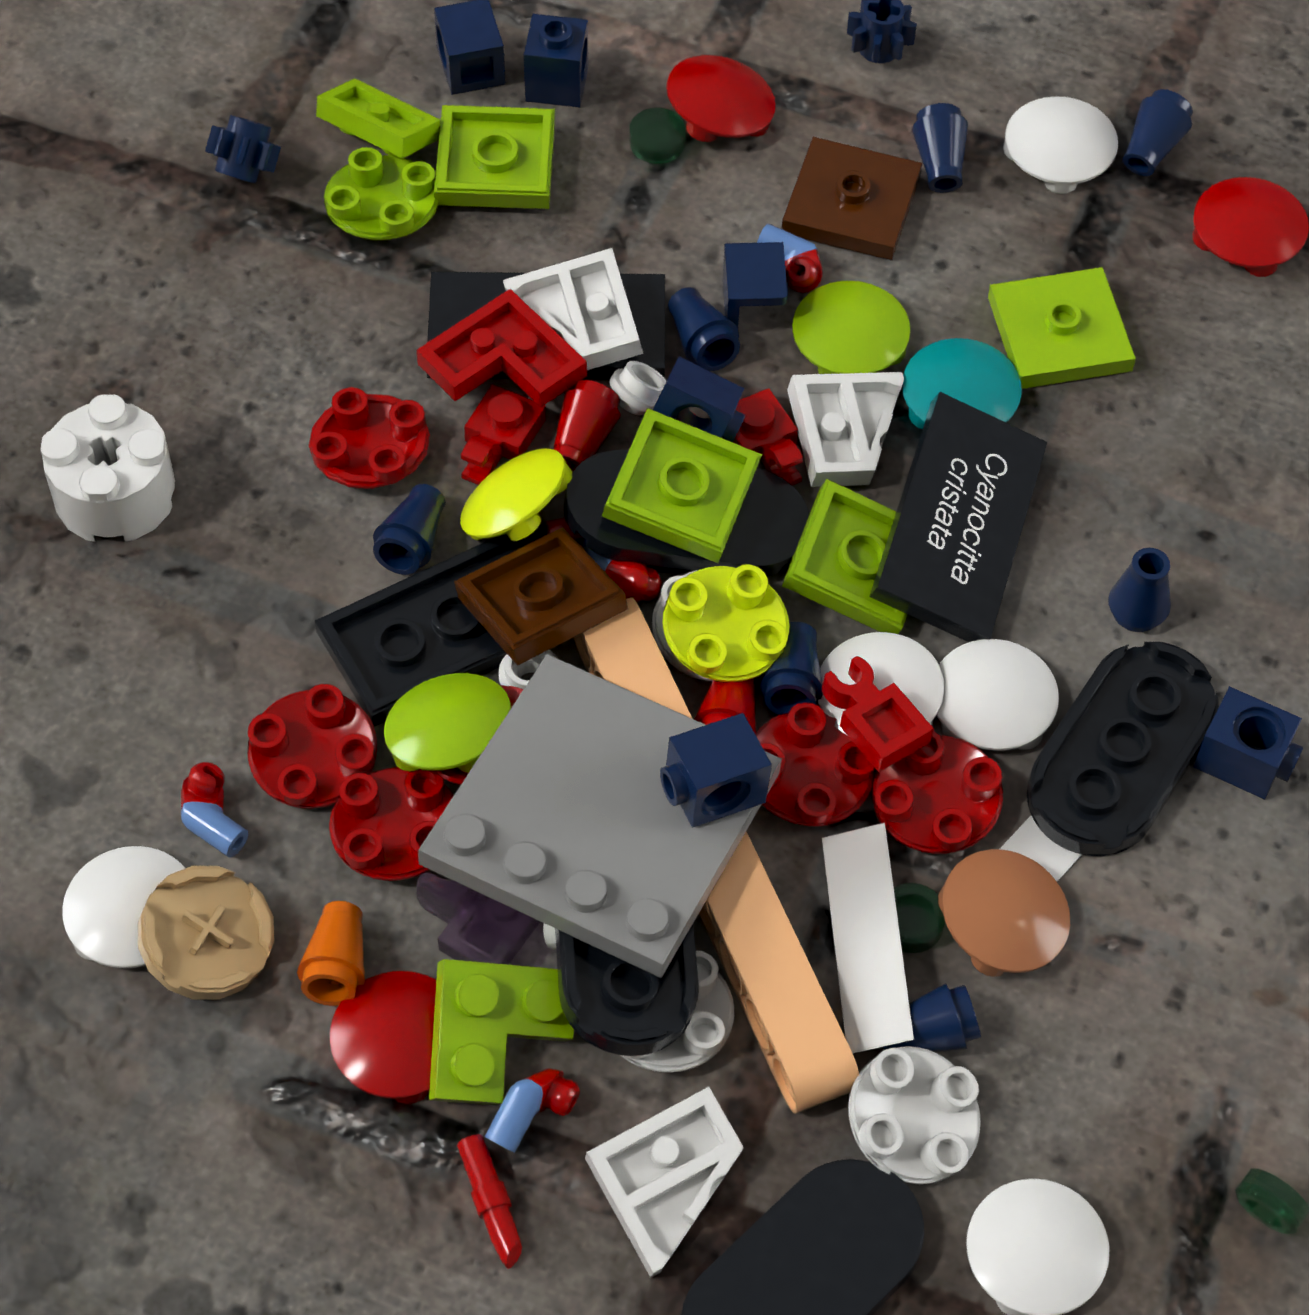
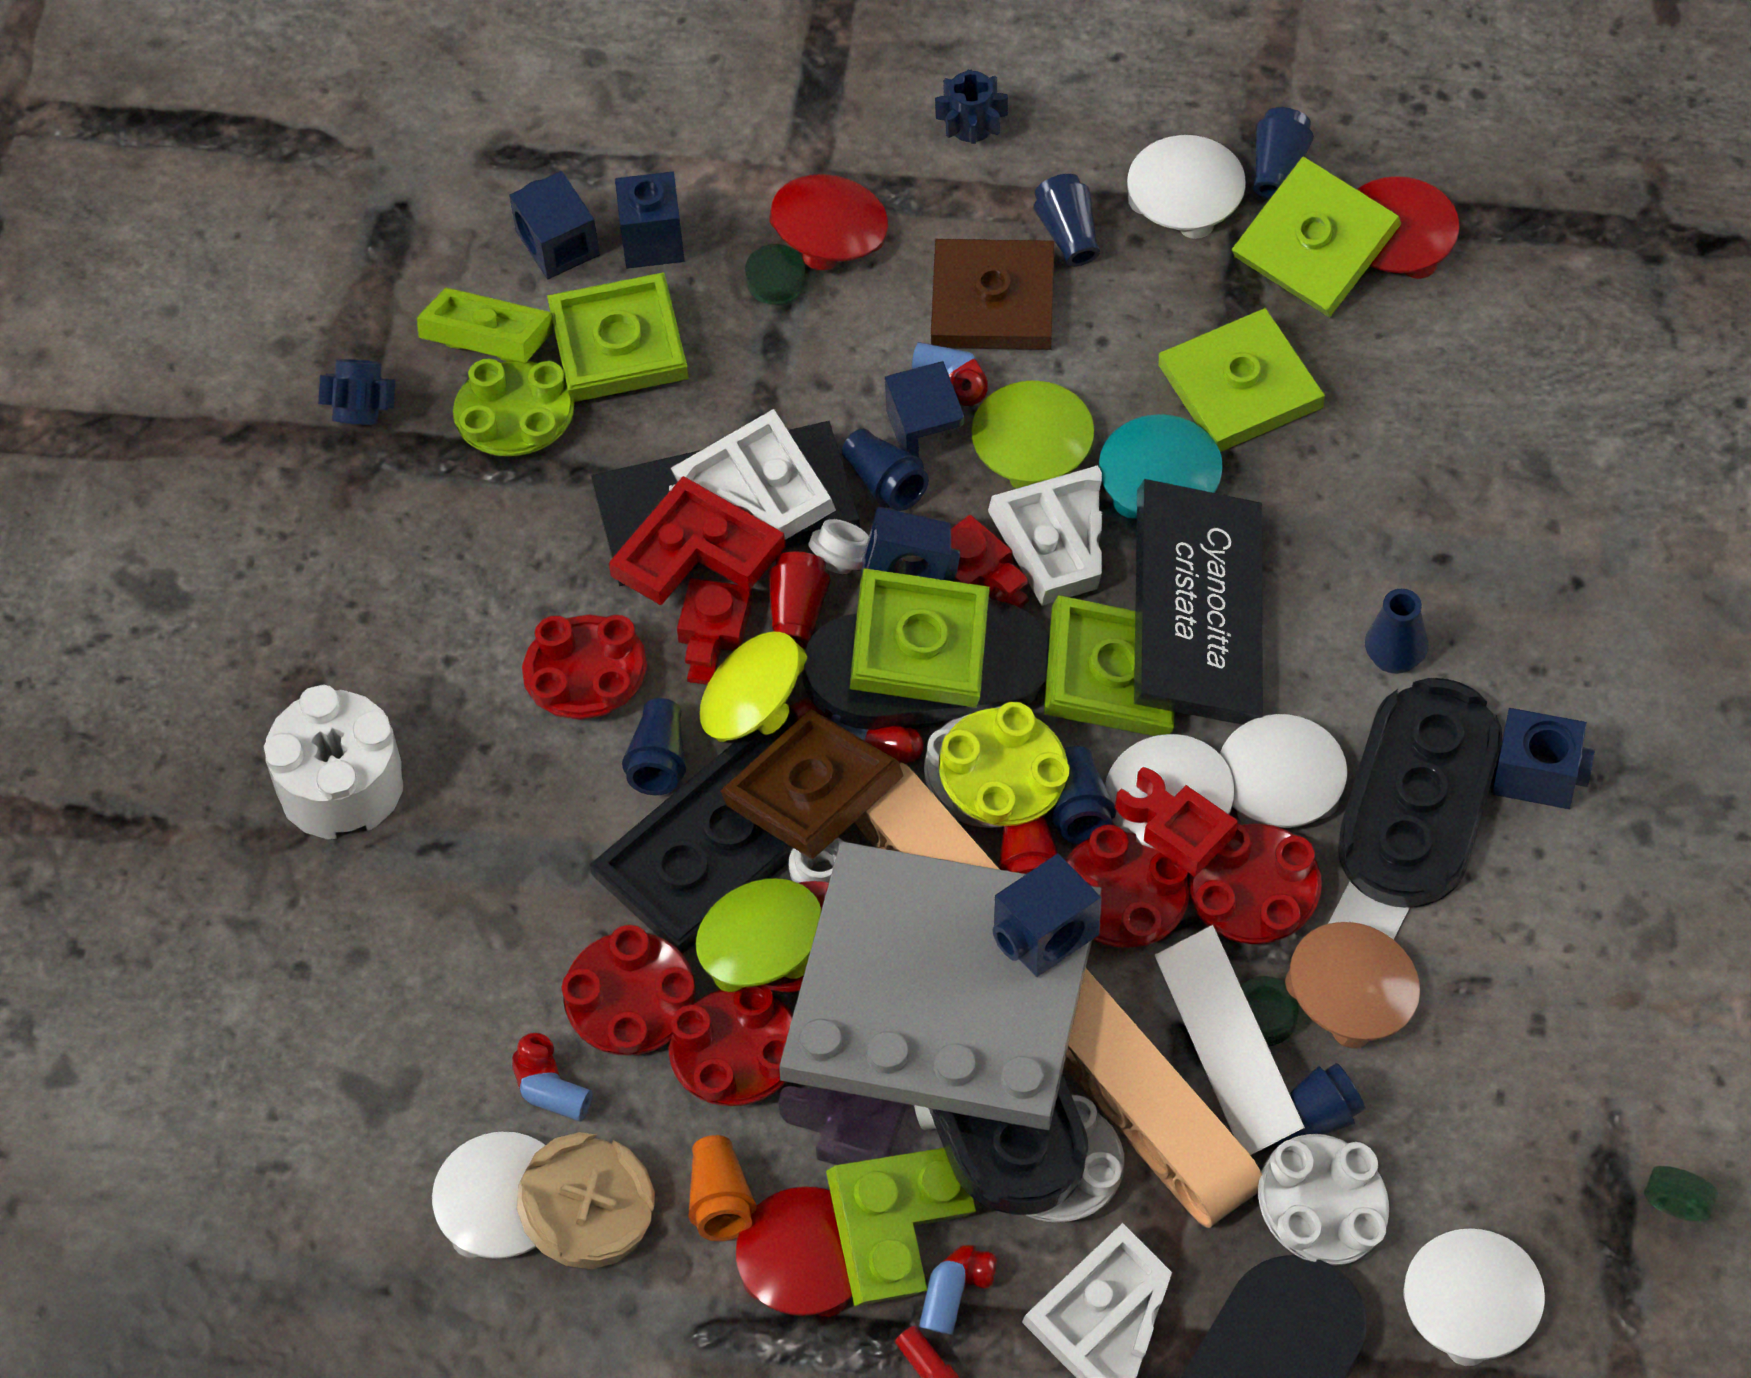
camera: 10 degrees left, 0 degrees up
(1169, 214) = (1316, 236): none -> lime plate

